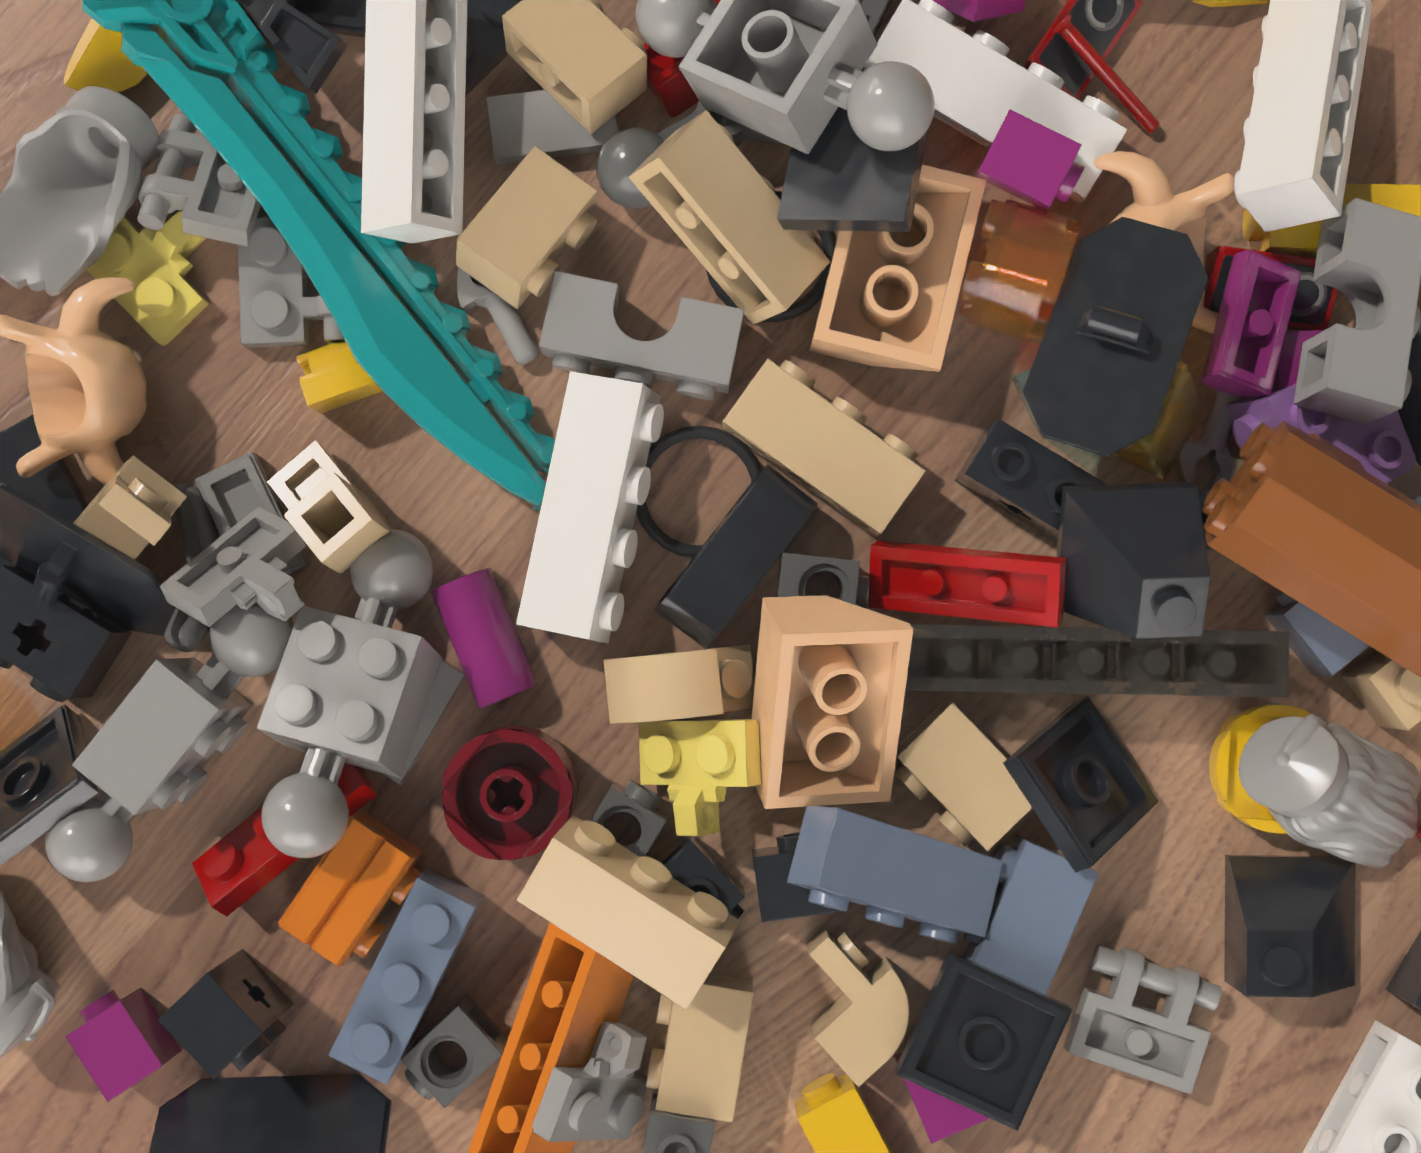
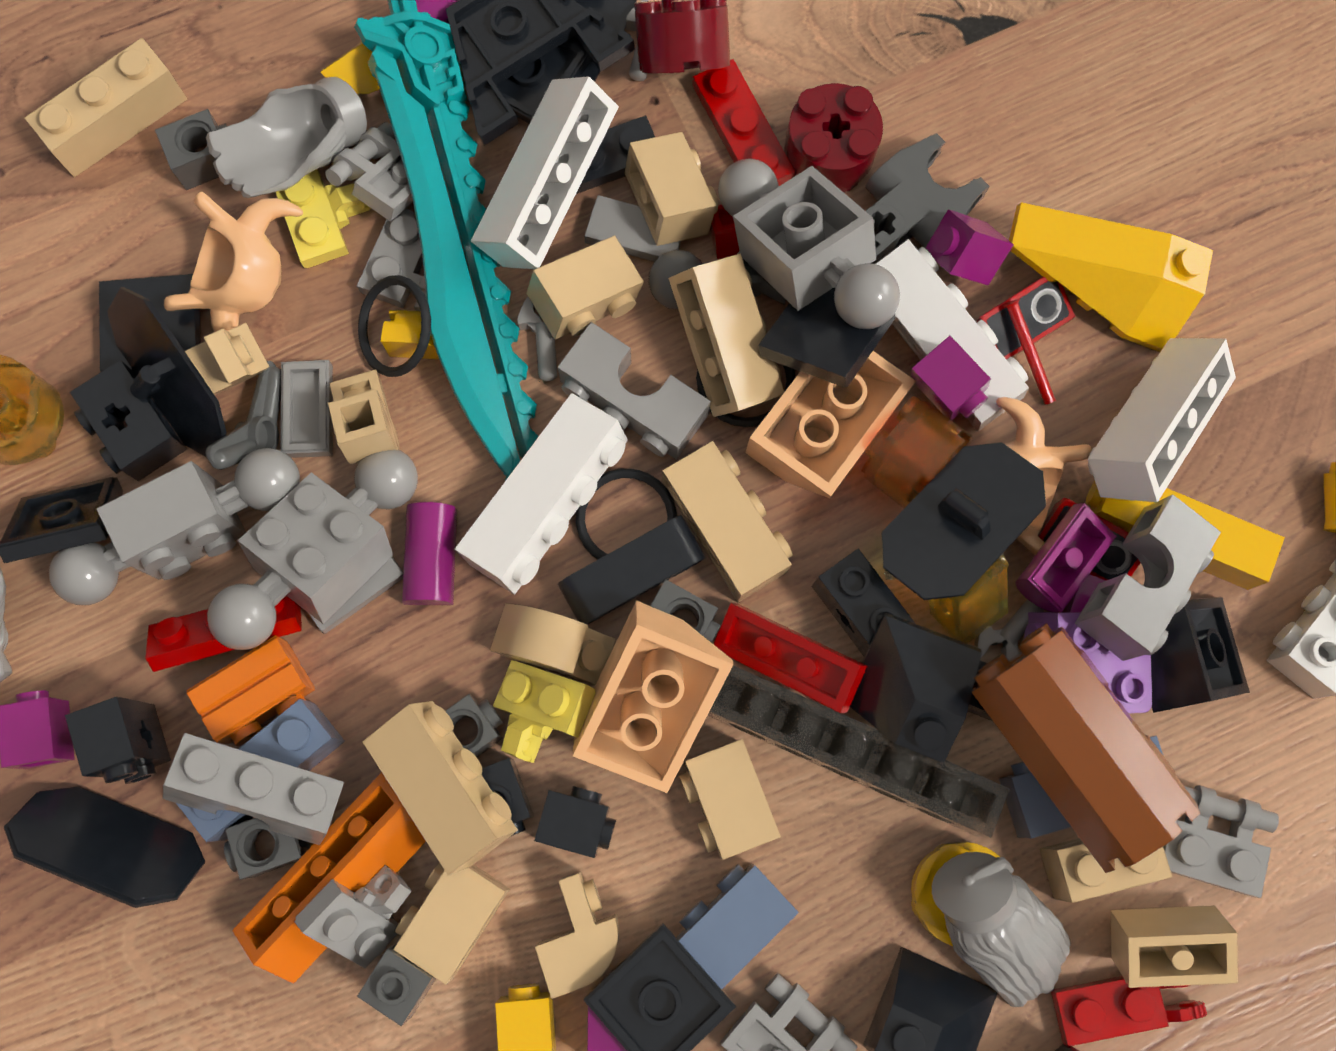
camera: 15 degrees right, 10 degrees down
(240, 570) = (279, 429): light grey hinge -> none
(352, 356) = (425, 325): none -> black tyre
(417, 1008) = (230, 779): none -> light grey arch
(473, 792) = (370, 658): dark red brick -> none
(894, 874) = (646, 846): sand blue brick -> none
(1081, 783) = (813, 841): black tile -> none

